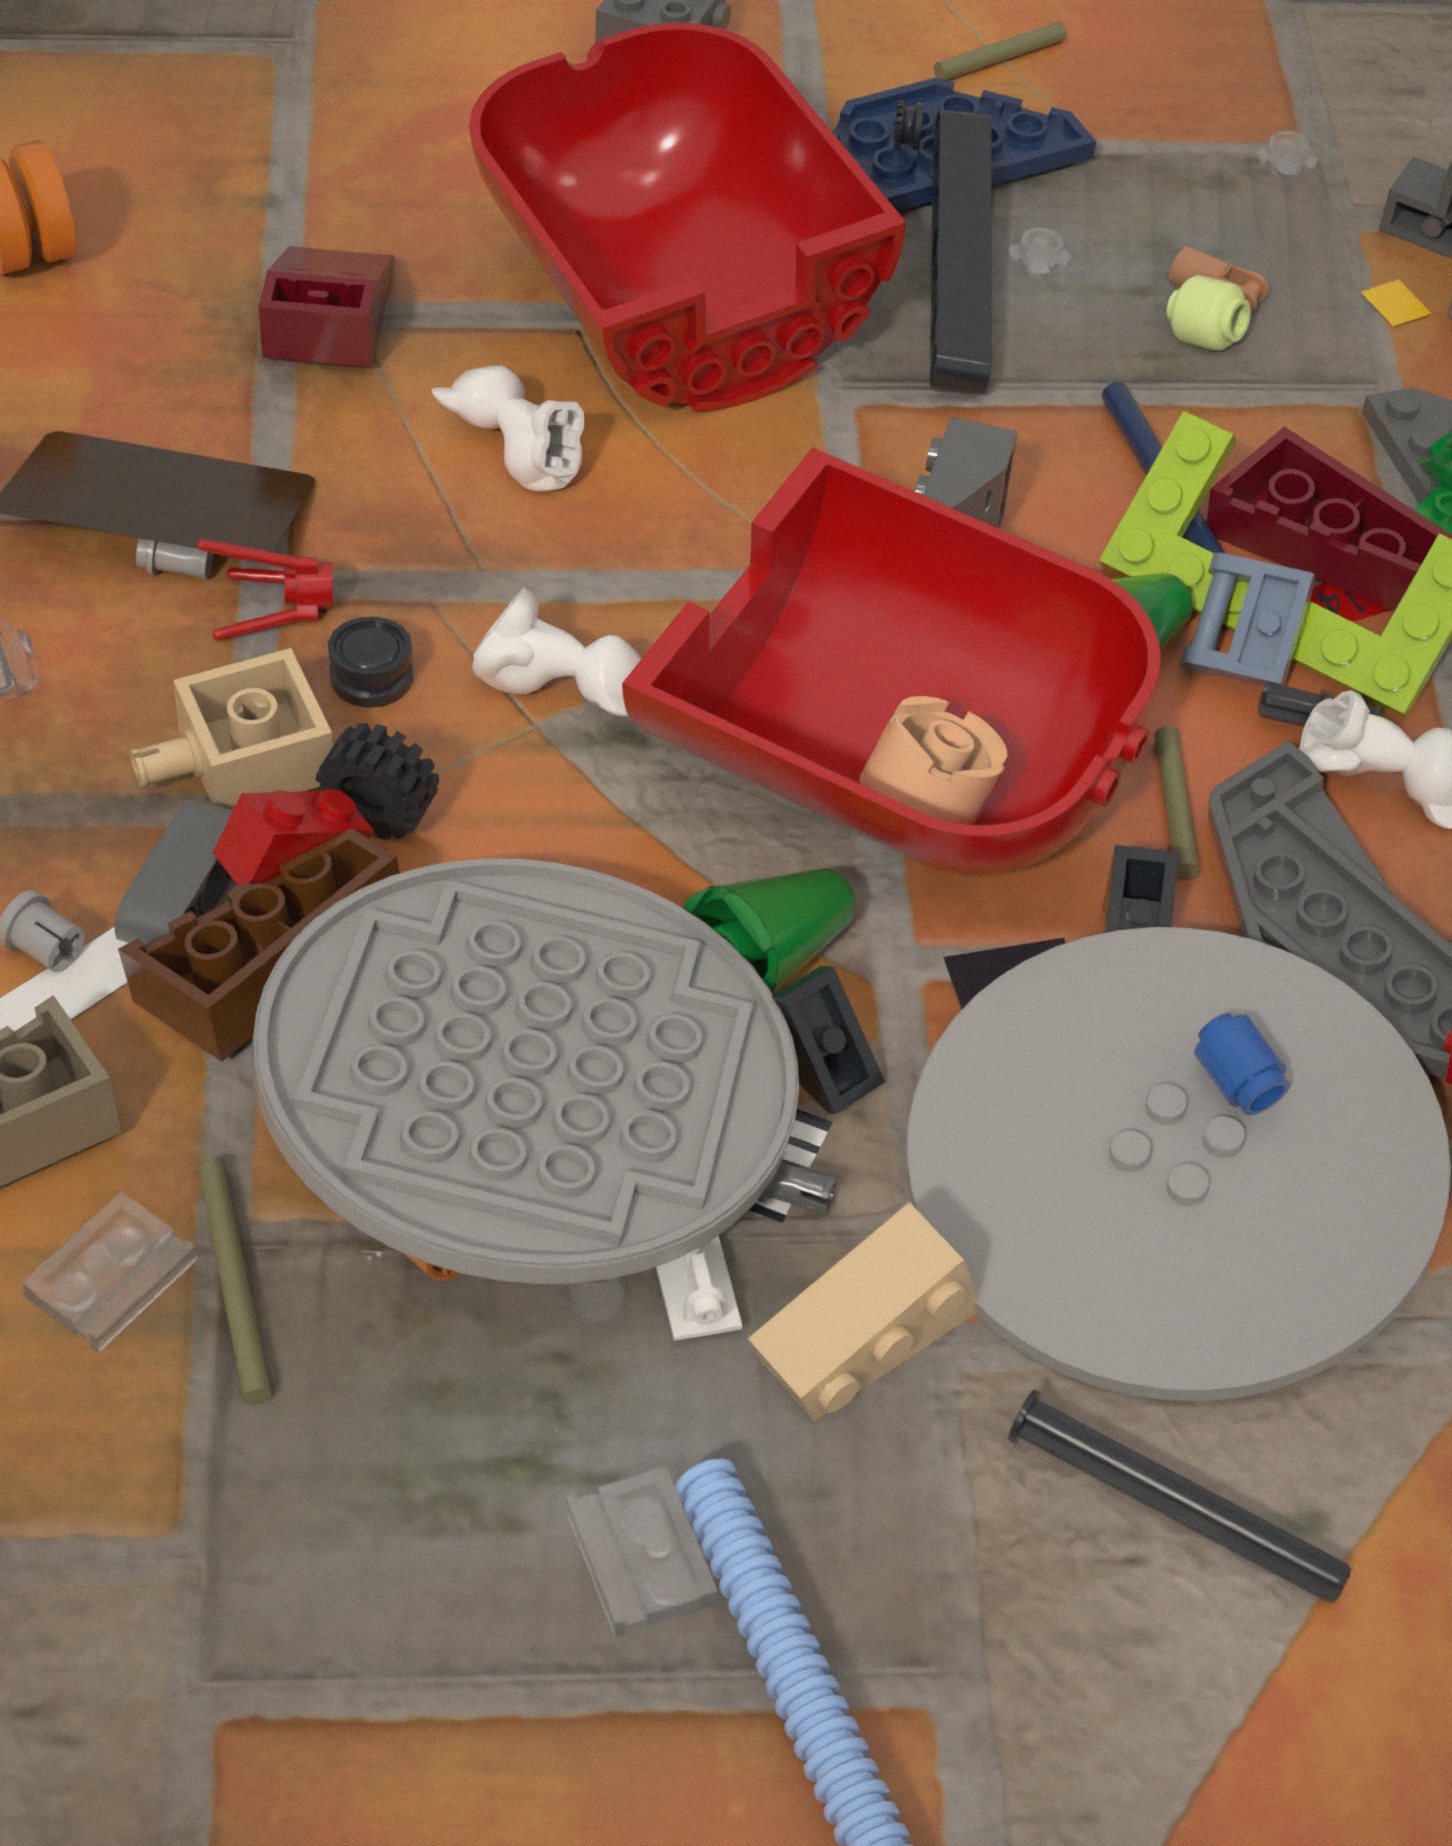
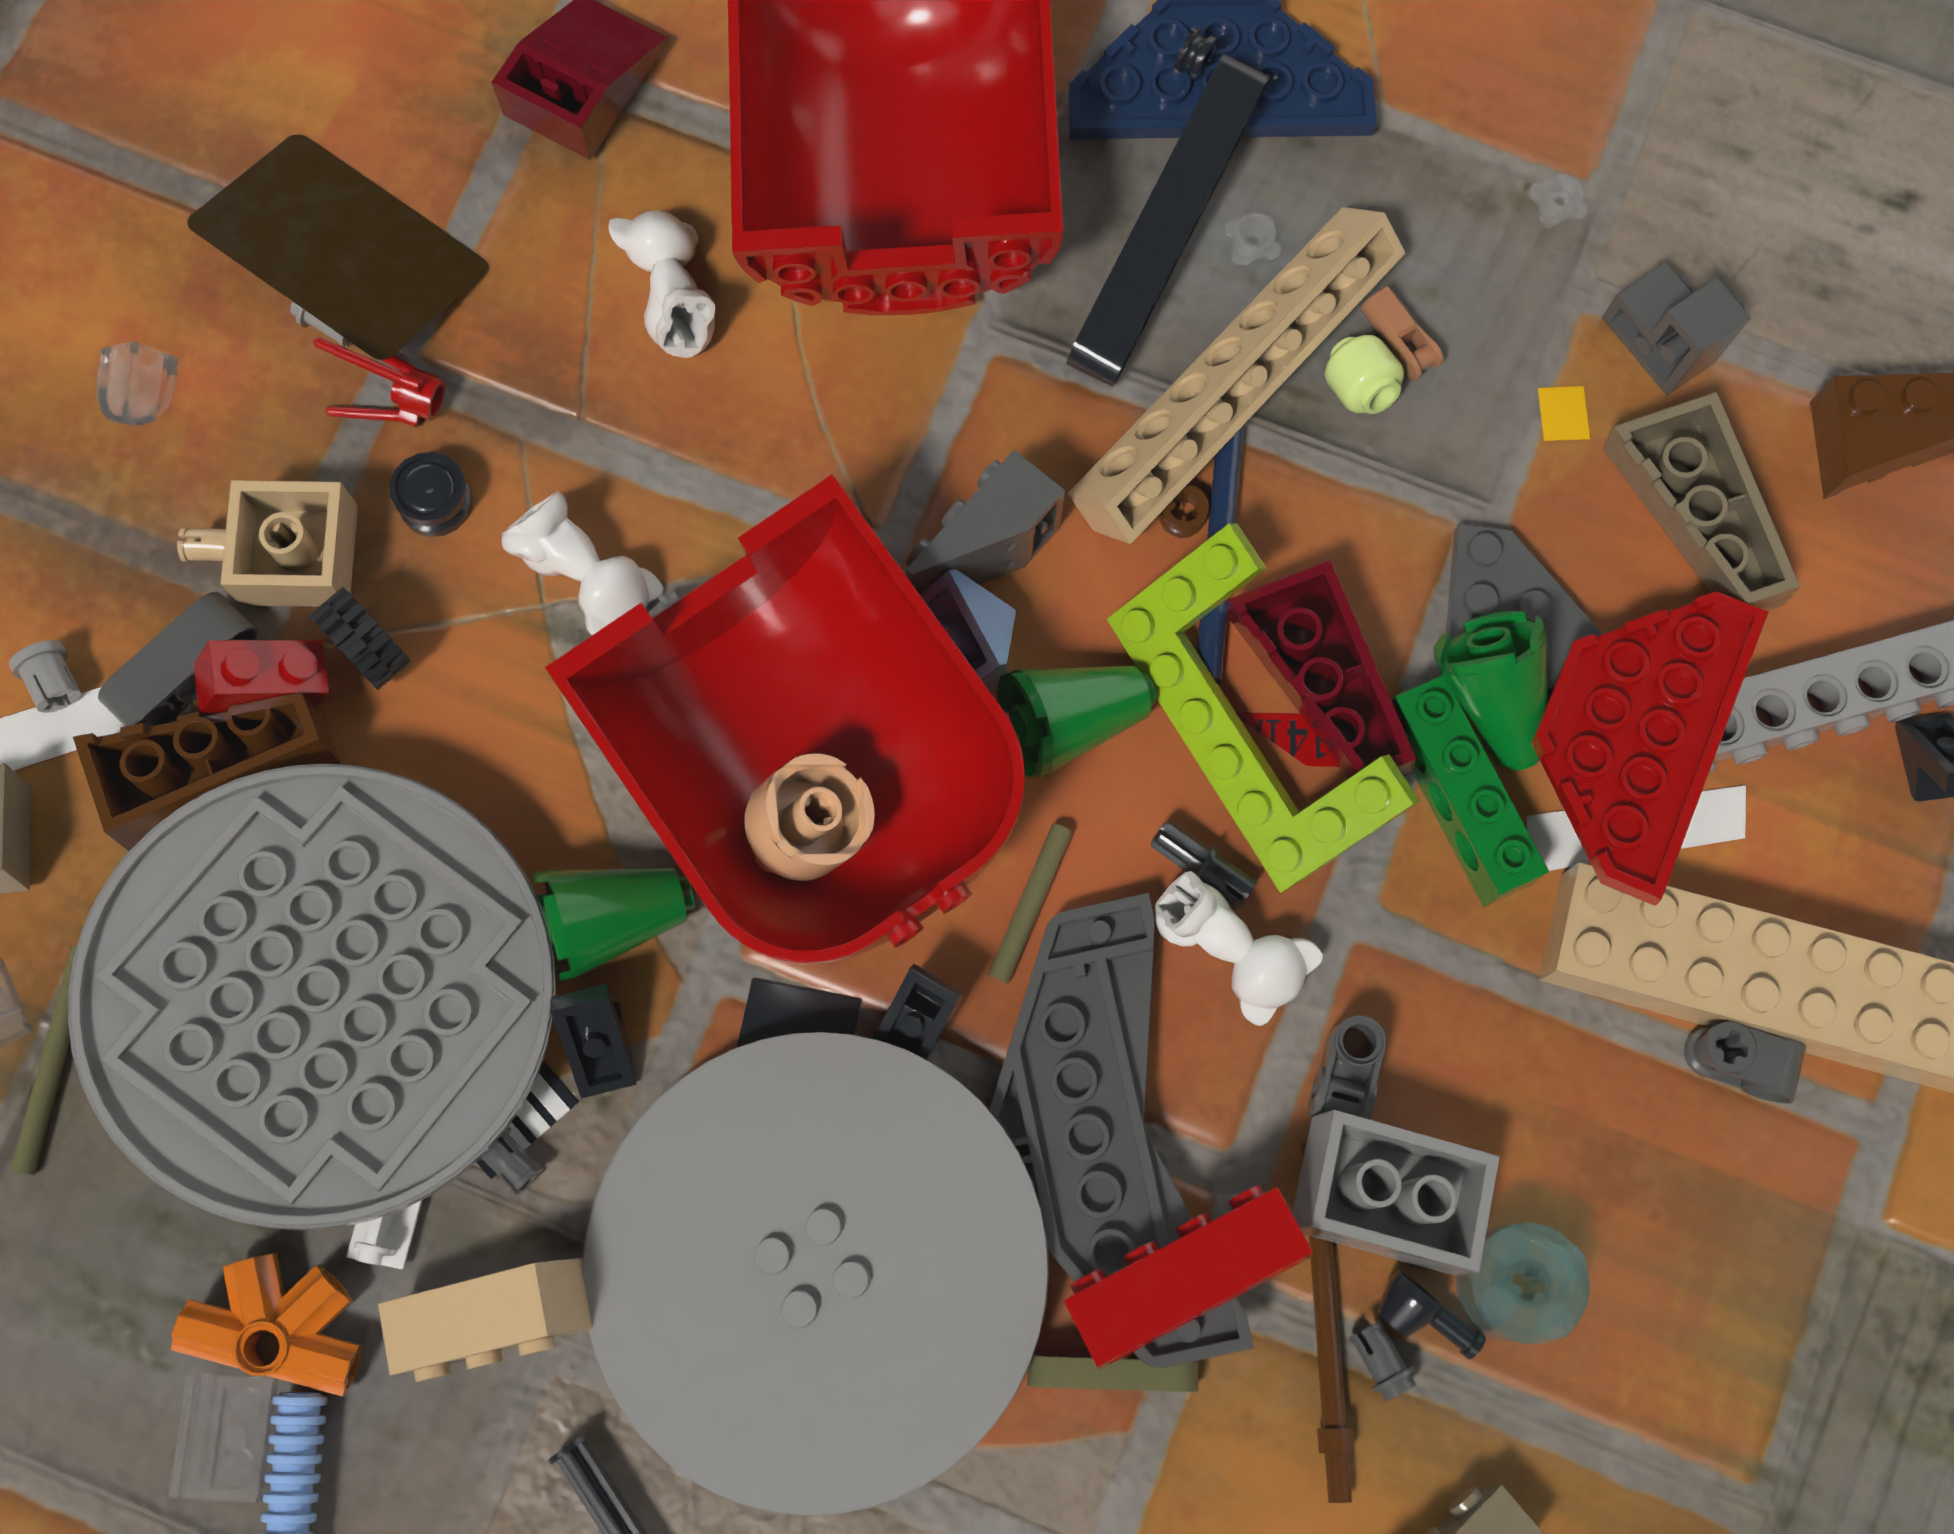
camera: 25 degrees right, 25 degrees up
(654, 1409) = (294, 1317): none -> orange piece
(1096, 343) = (1236, 374): none -> tan brick
(1114, 449) = (1185, 528): none -> reddish brown bush
(1241, 1063) = (891, 1229): blue brick -> none
(1266, 624) = (1196, 765): sand blue plate -> none

